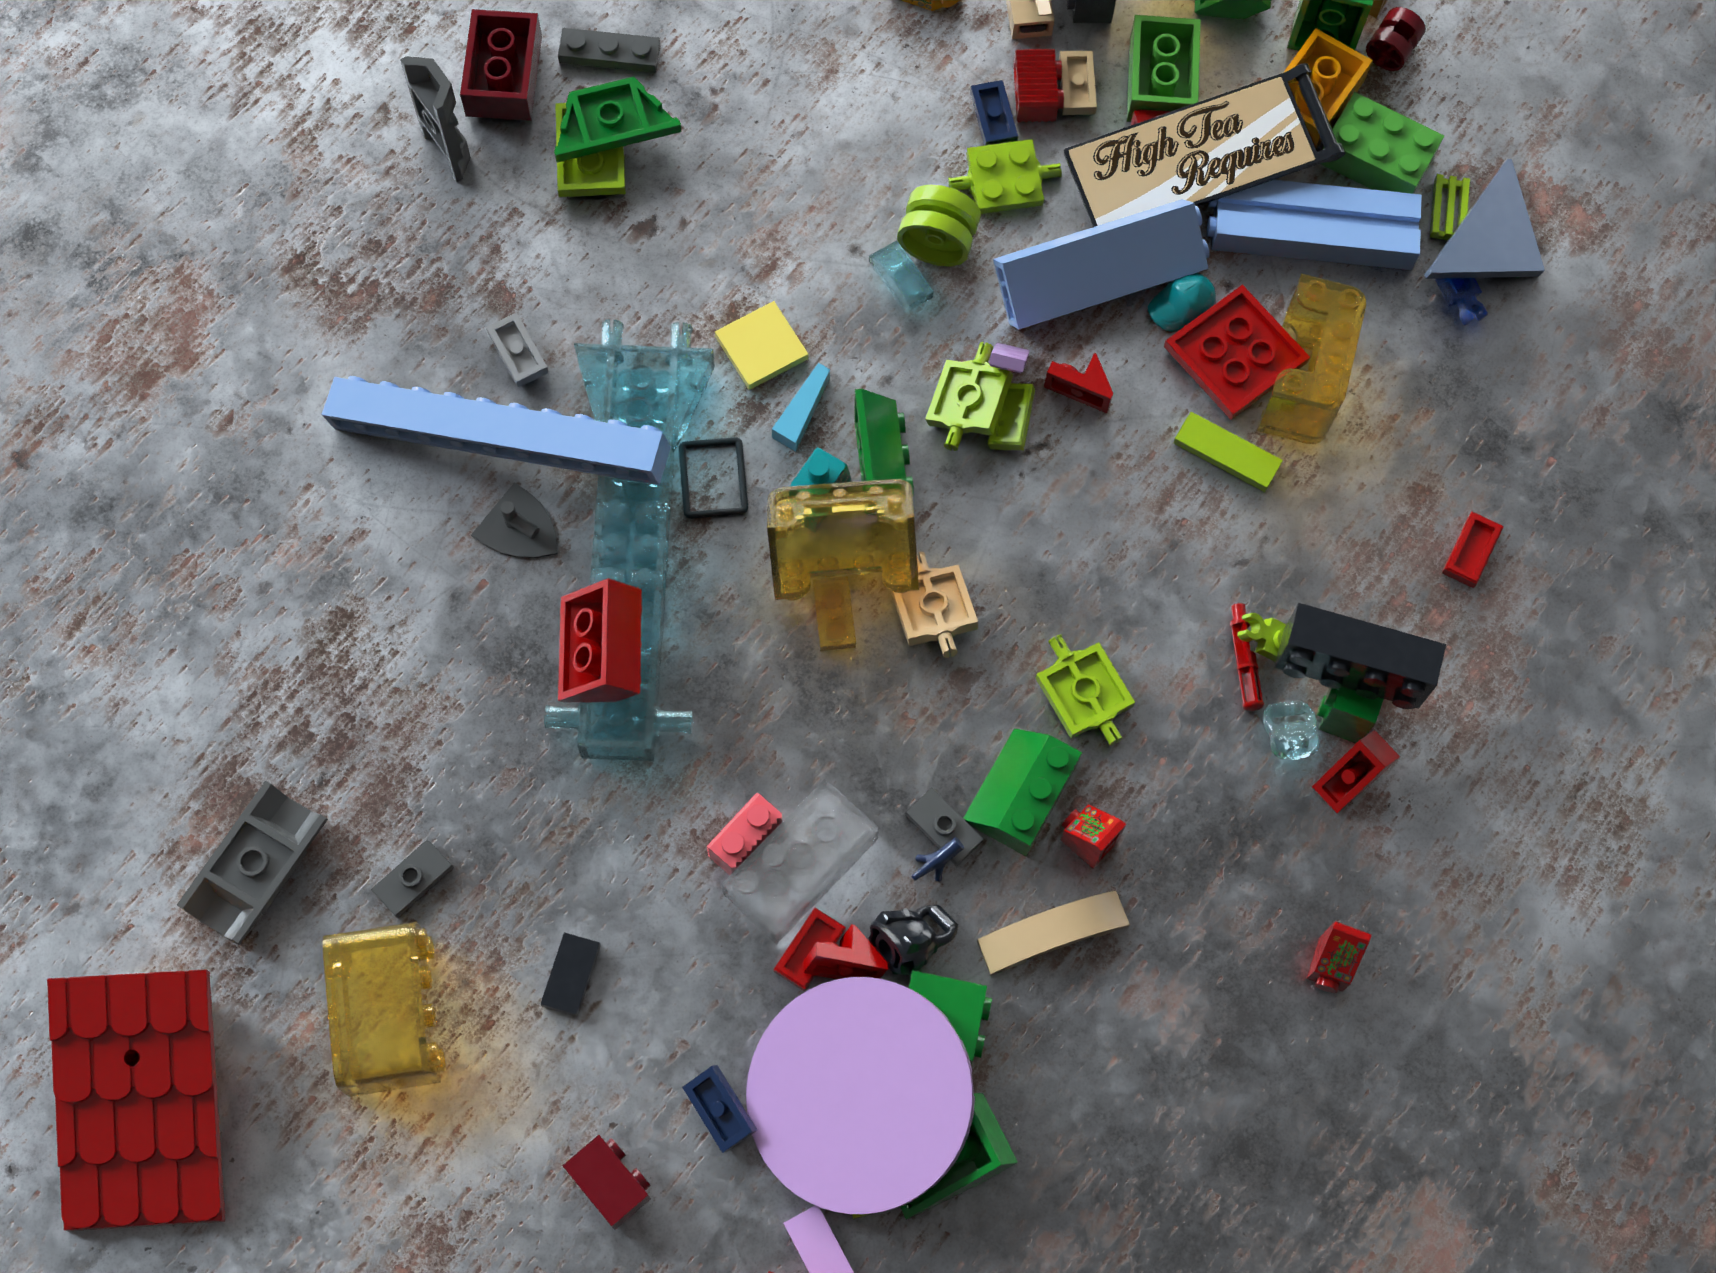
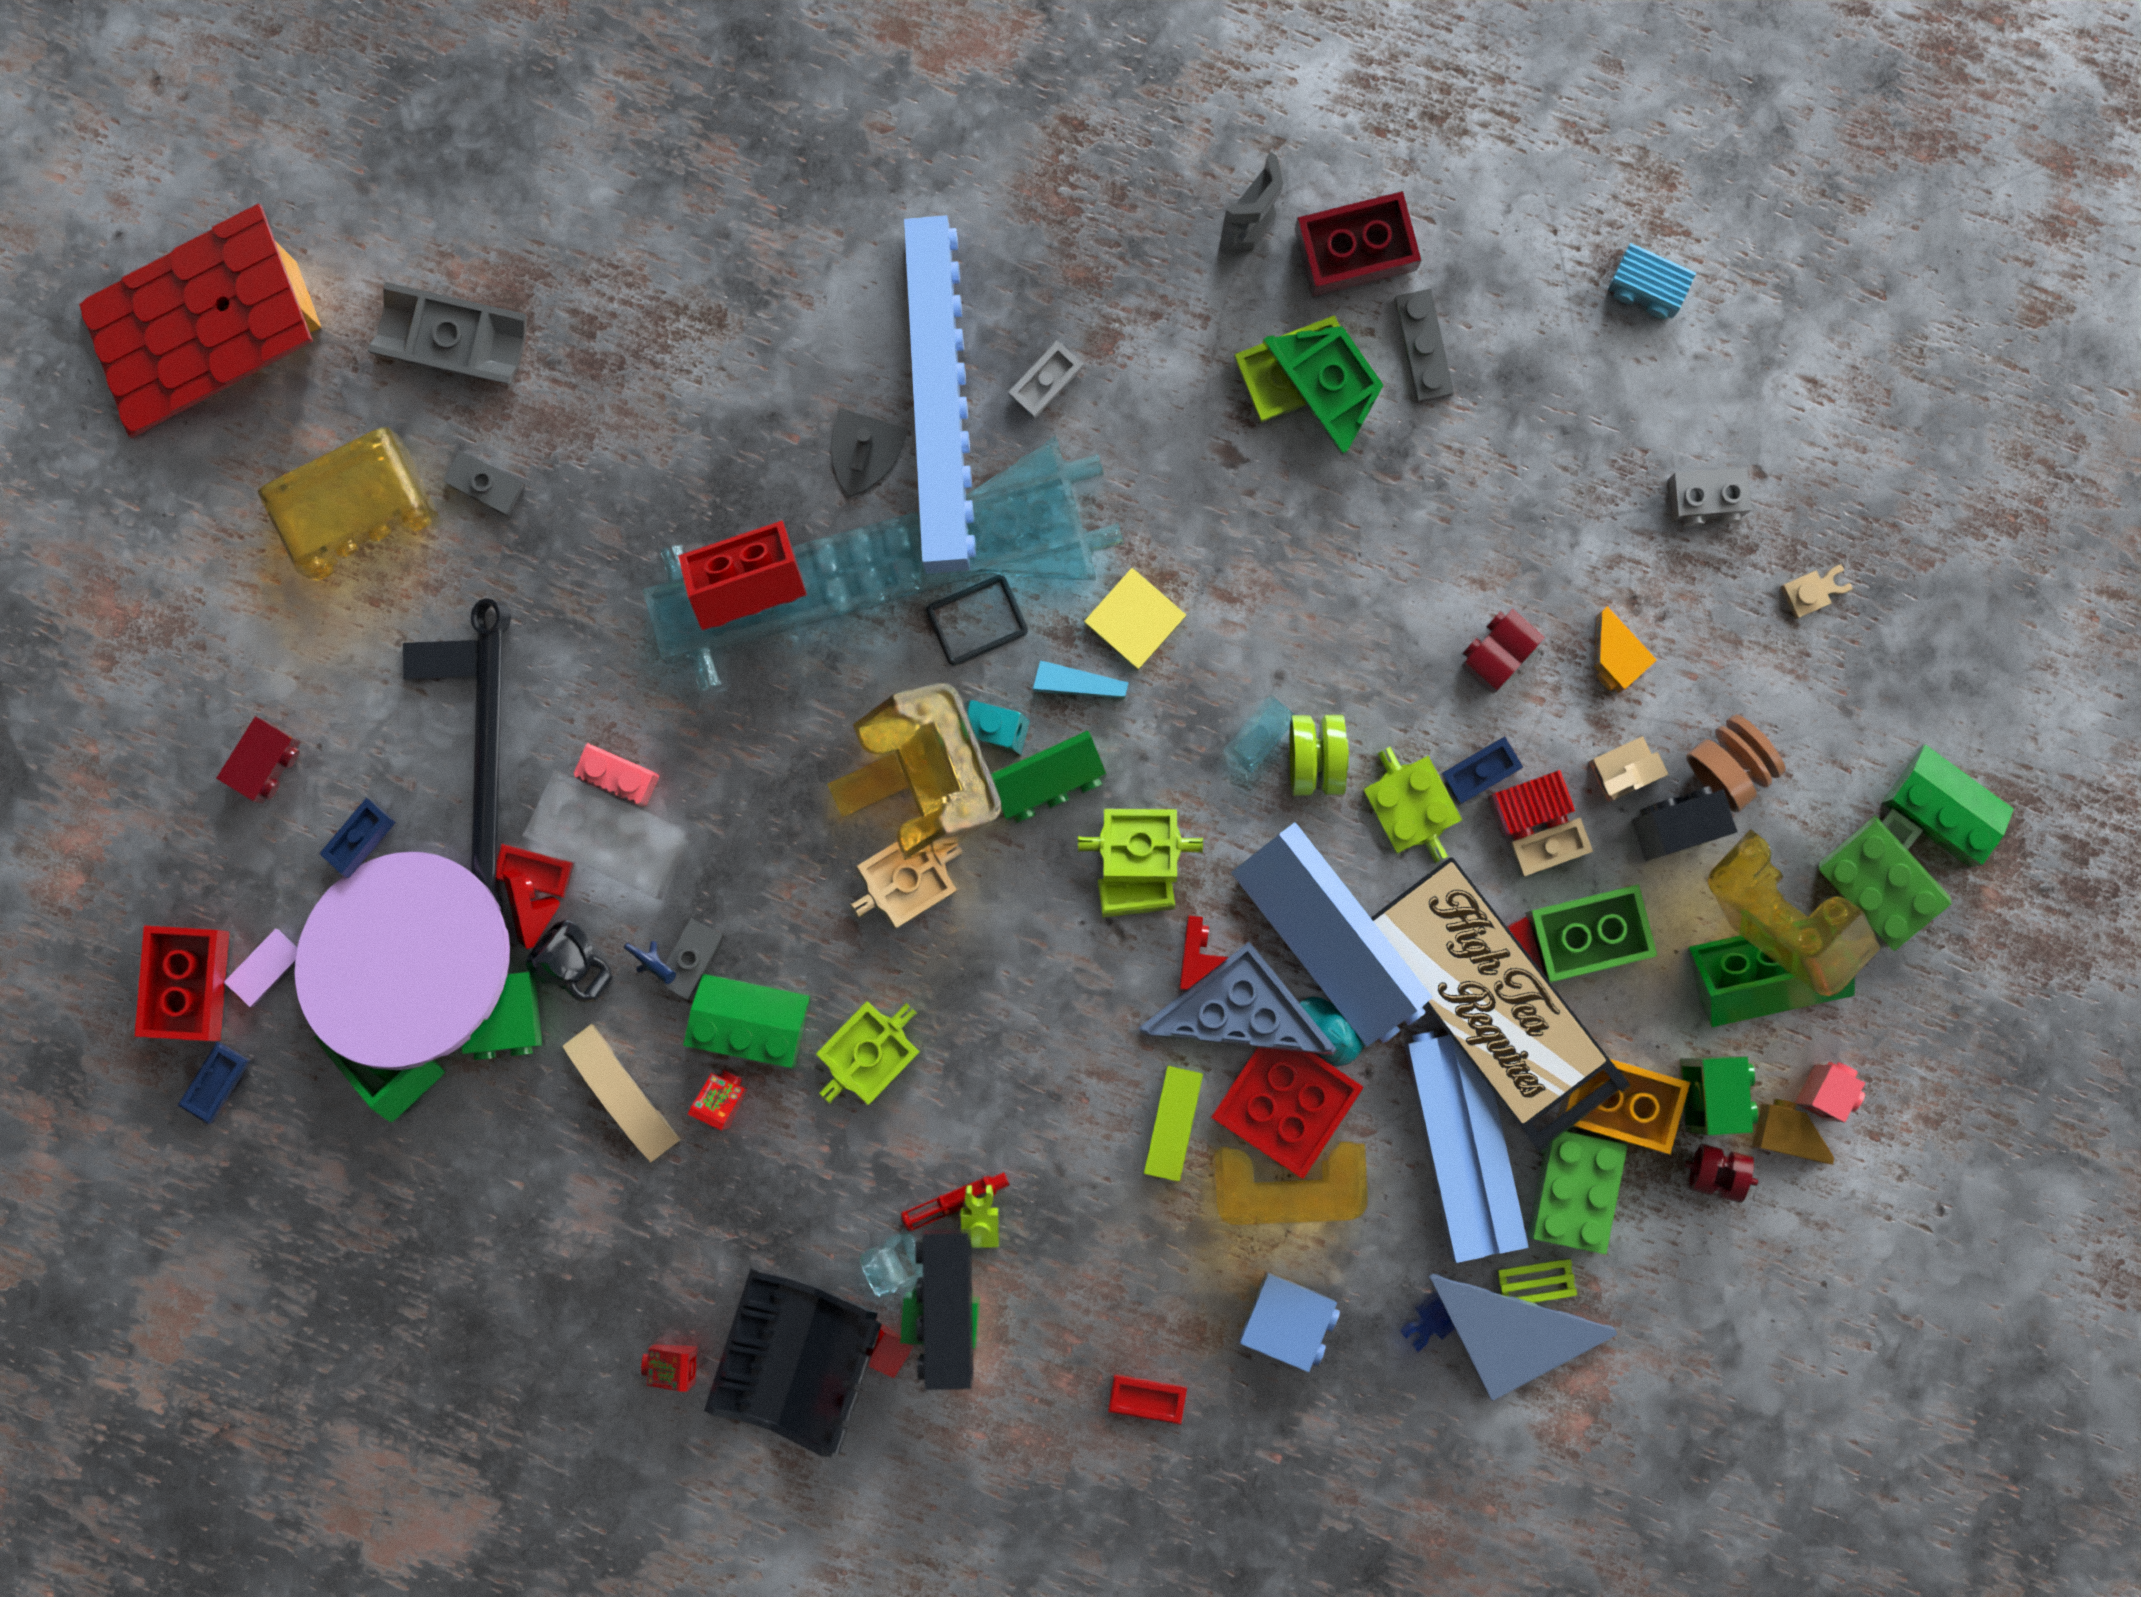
camera: 75 degrees right, 15 degrees up
(666, 949) = (487, 741): none -> black piece
(896, 67) = (1502, 650): none -> dark red brick
(1009, 357) = (1193, 872): lavender tile -> none
(1142, 360) = (1240, 1006): none -> sand blue tile
(1365, 837) = (794, 1361): none -> black hinge
(1434, 405) = (1289, 1322): none -> medium blue brick

